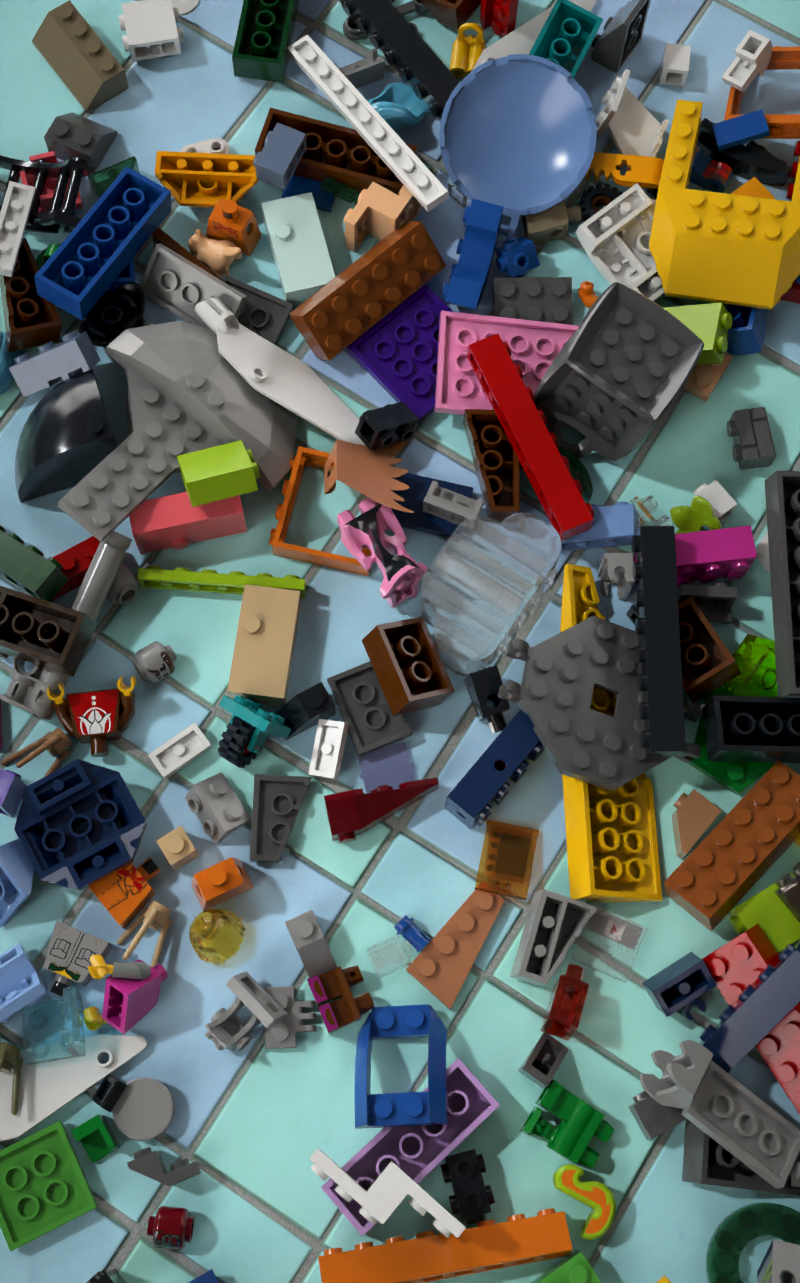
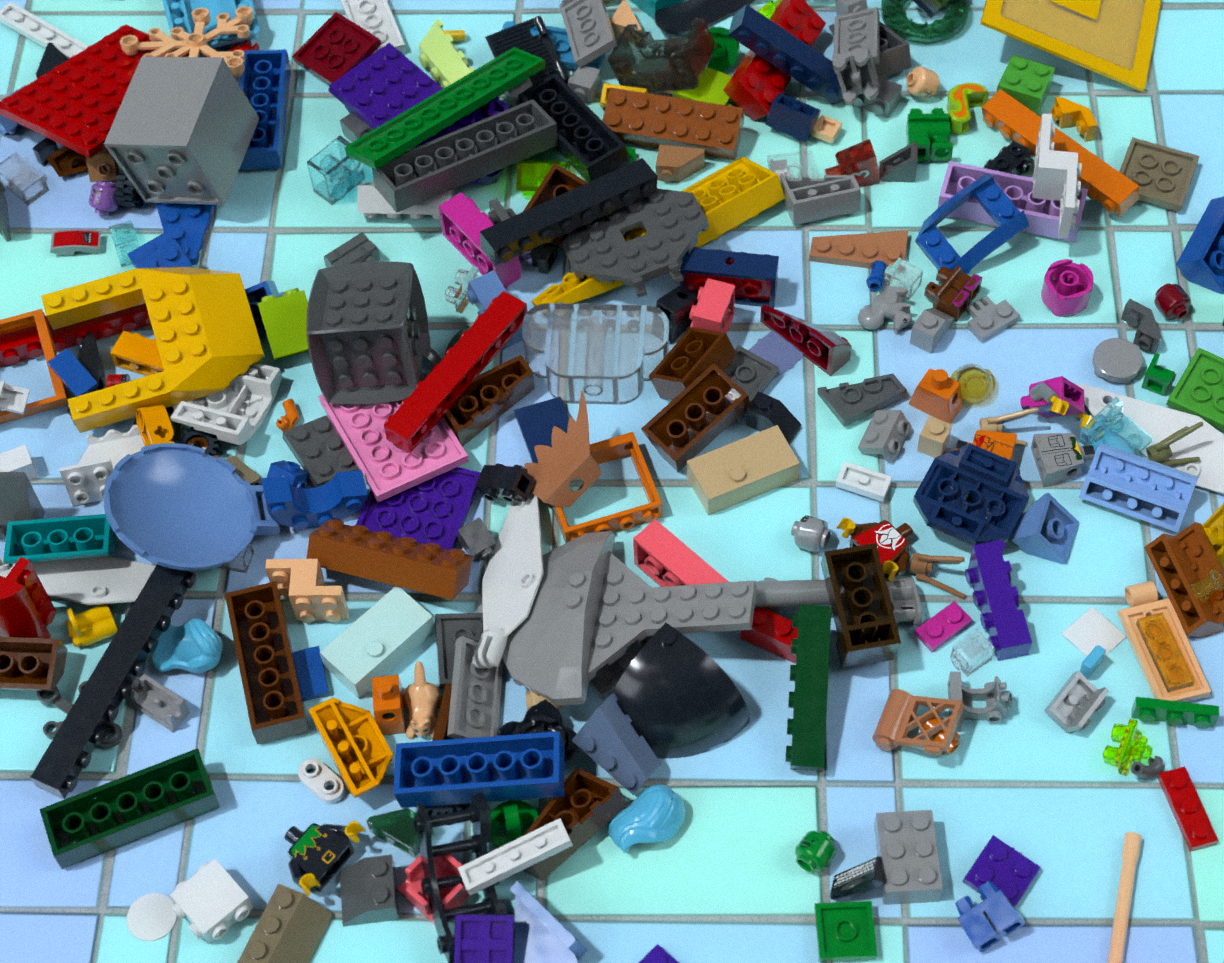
camera: 115 degrees left, 15 degrees down
(109, 1092) = (1126, 382): black tile -> none
(136, 114) = (320, 852): none -> torso
(212, 581) = (709, 521): lime plate -> none
(218, 473) = (638, 546): lime brick -> none
(227, 1029) = (1027, 333): light grey tile -> none
(246, 1130) = (1067, 287): none -> dark pink brick
(248, 729) = (816, 434): plate -> none
(280, 155) = (304, 681): sand blue brick -> none
(328, 749) = (791, 387): white plate -> none
(339, 190) = (298, 639): clear green axle -> none
(342, 628) = (696, 417): none -> reddish brown slope
(347, 376) = (476, 539): none -> flat silver brick
(366, 916) = (887, 306): none -> light grey animal
(367, 531) = (629, 400): bright pink hips -> none
(368, 123) = (225, 639): white plate -> none
(450, 505) = (540, 407): light grey hinge -> none
(458, 724) = (714, 307): none -> coral brick
(506, 859) = (788, 246): clear orange container -> none
(618, 571) = (524, 277): light grey hinge -> none
(646, 1017) = (826, 129): none -> light nougat plate
(646, 1173) = (922, 82): none -> light nougat head
(694, 517) = (448, 250): lime plate -> none
(718, 497) = (424, 256): white brick -> none

